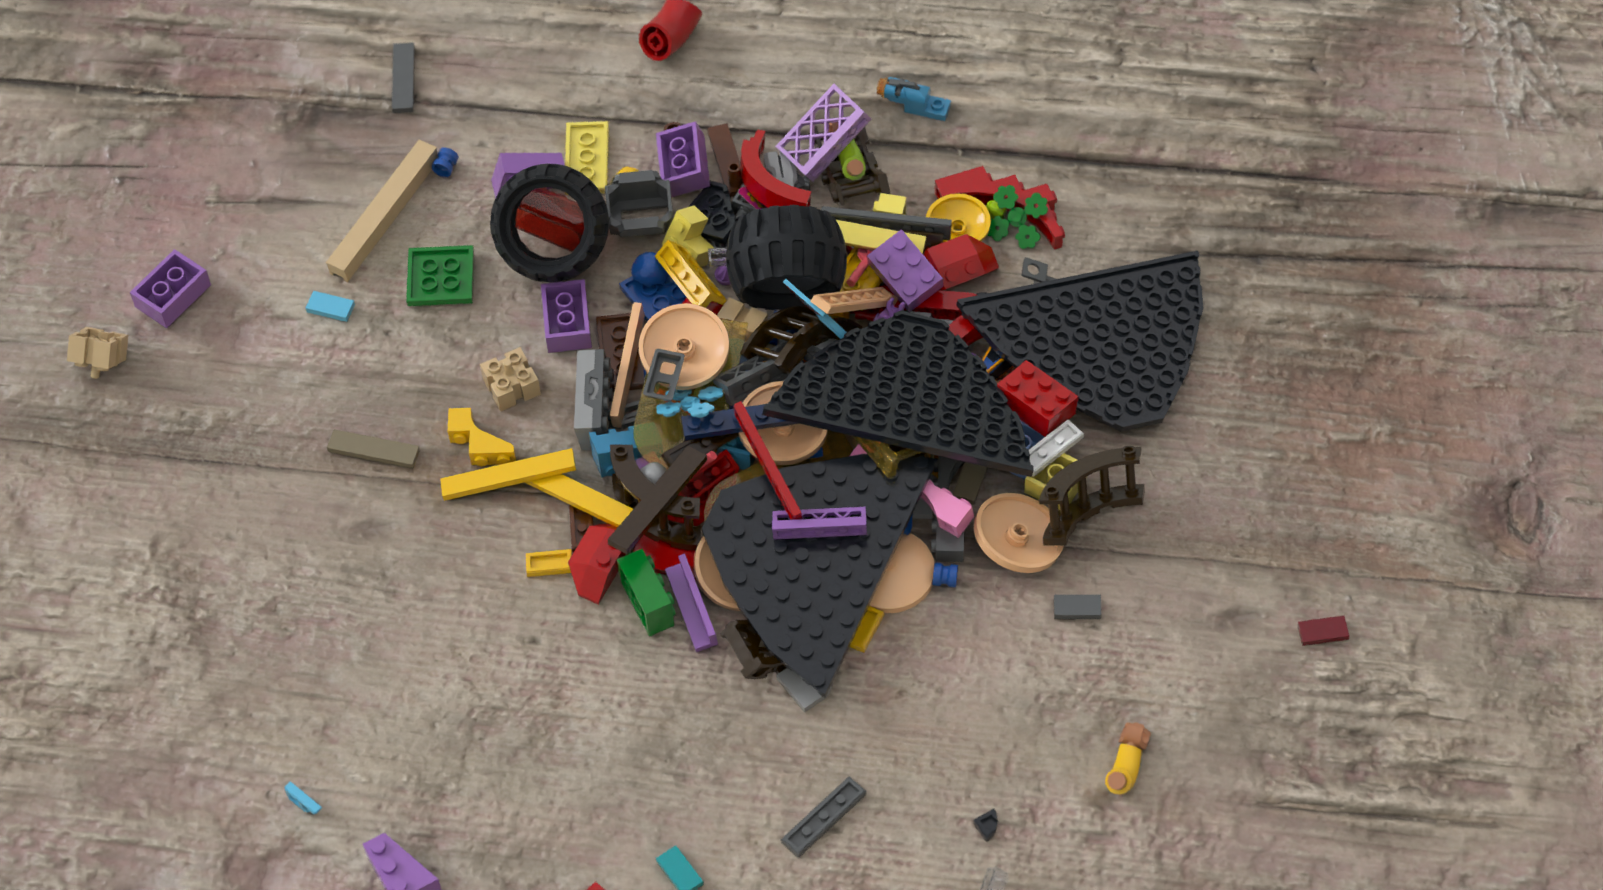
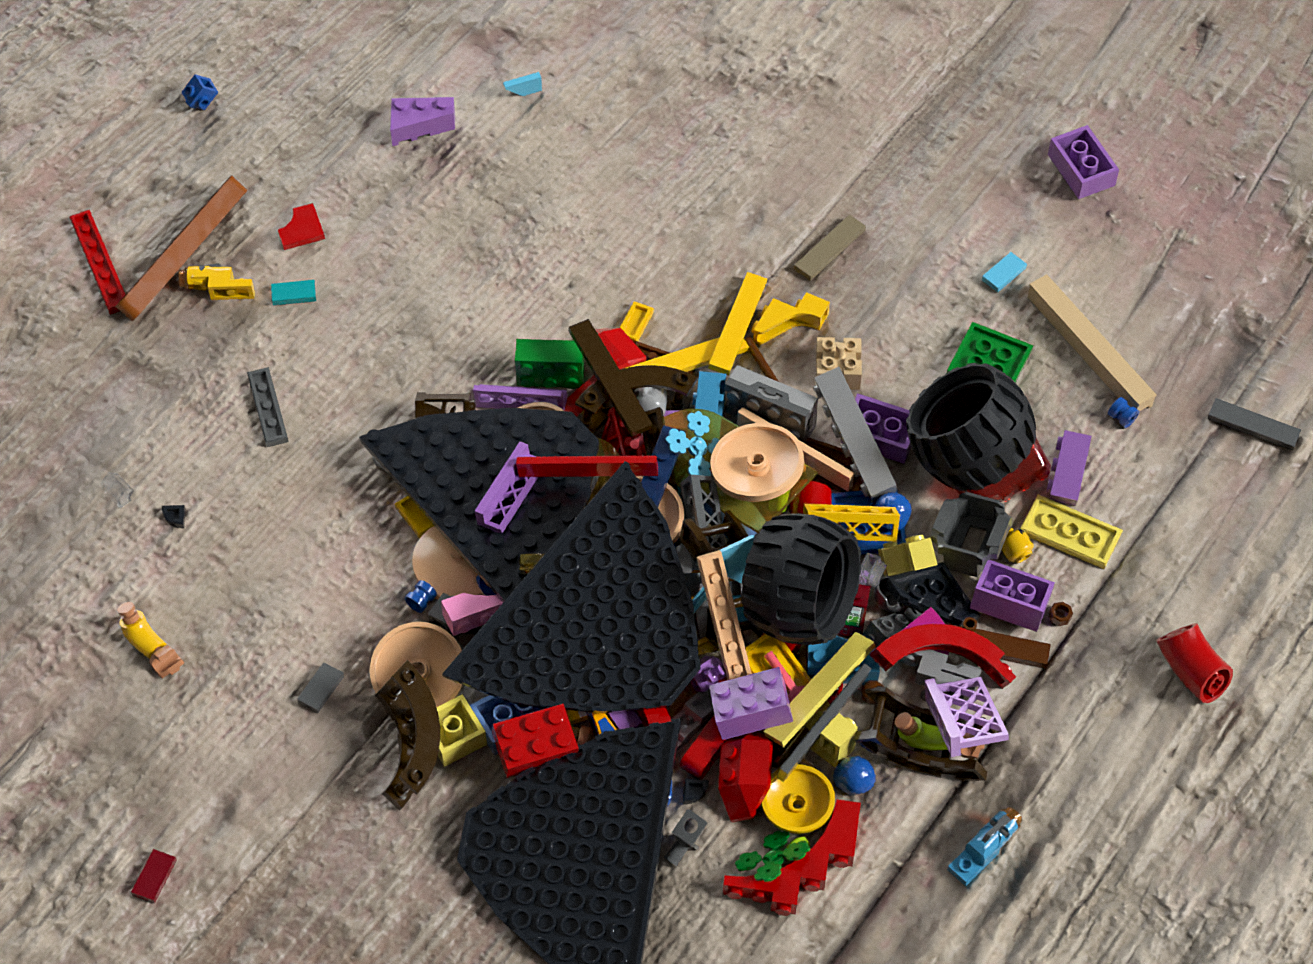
camera: 115 degrees right, 0 degrees up
(97, 348) = (1042, 90): tan brick -> none
(542, 438) = (760, 359): none -> reddish brown bar
(595, 315) = (855, 434): none -> light grey brick
(655, 376) = (738, 424): dark grey piece -> none
(914, 199) = (854, 775): none -> blue hair
(1054, 445) = (477, 729): white tile -> none

